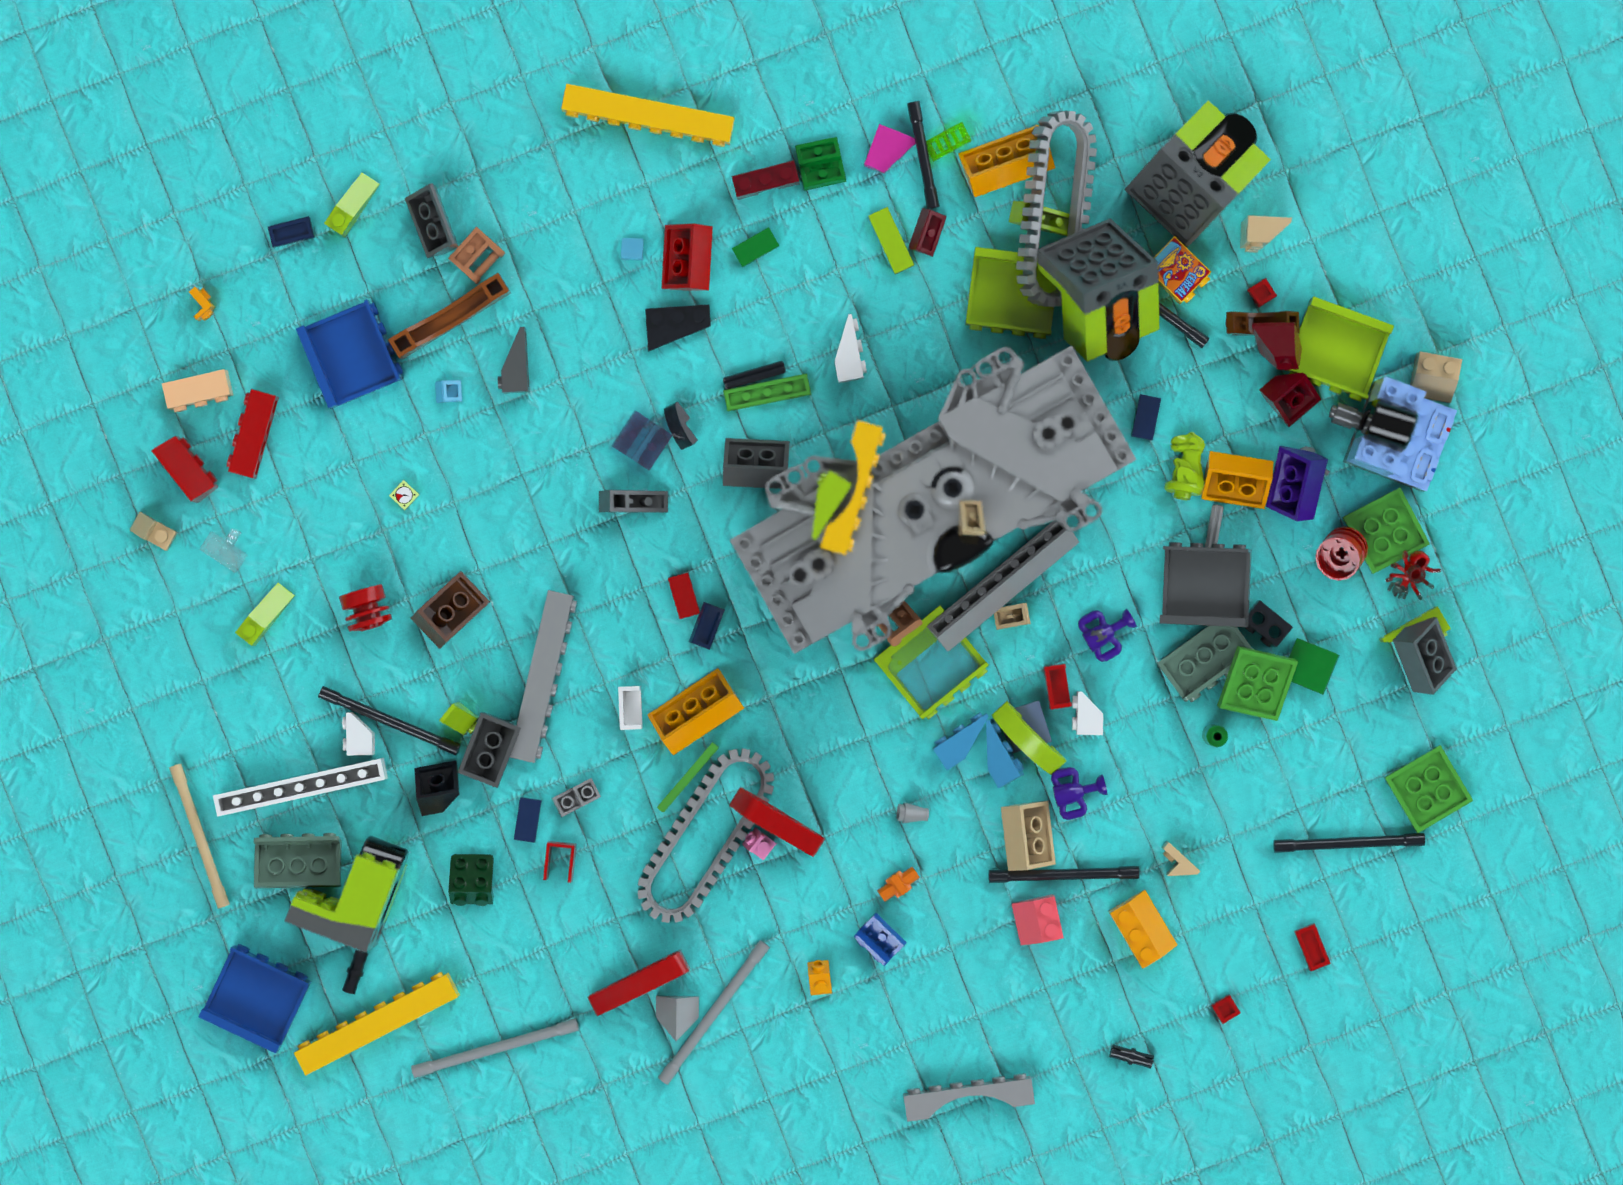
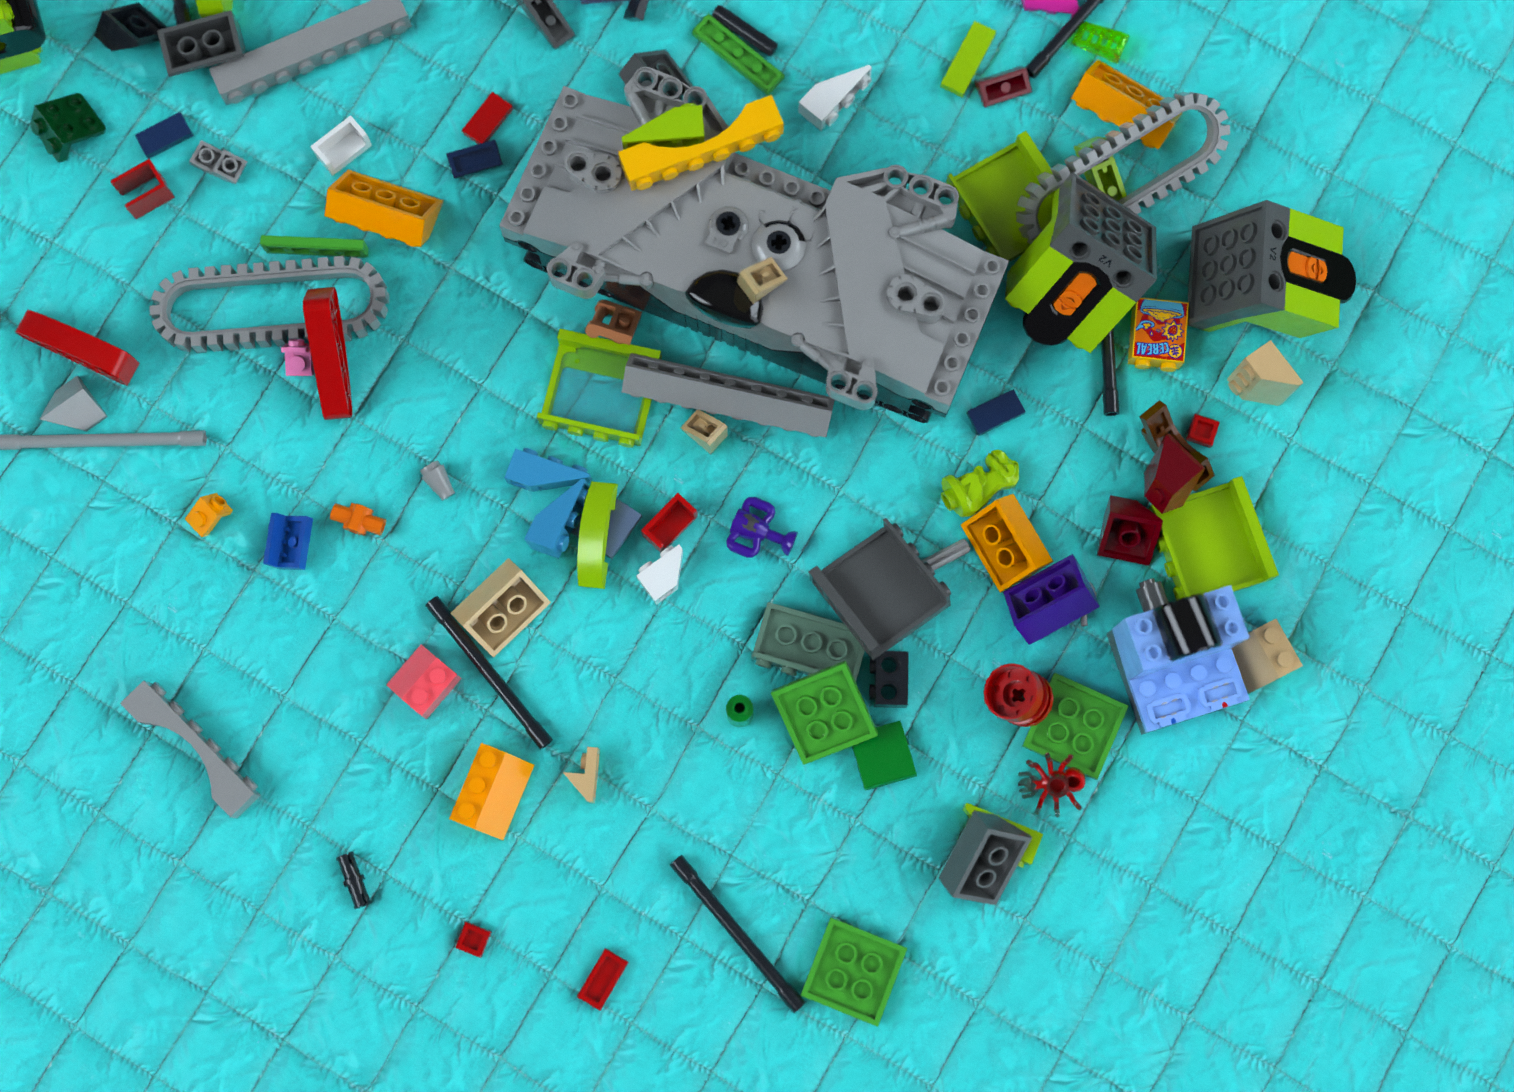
camera: 55 degrees right, 10 degrees down
(1074, 792) = (578, 619): dark purple piece -> none

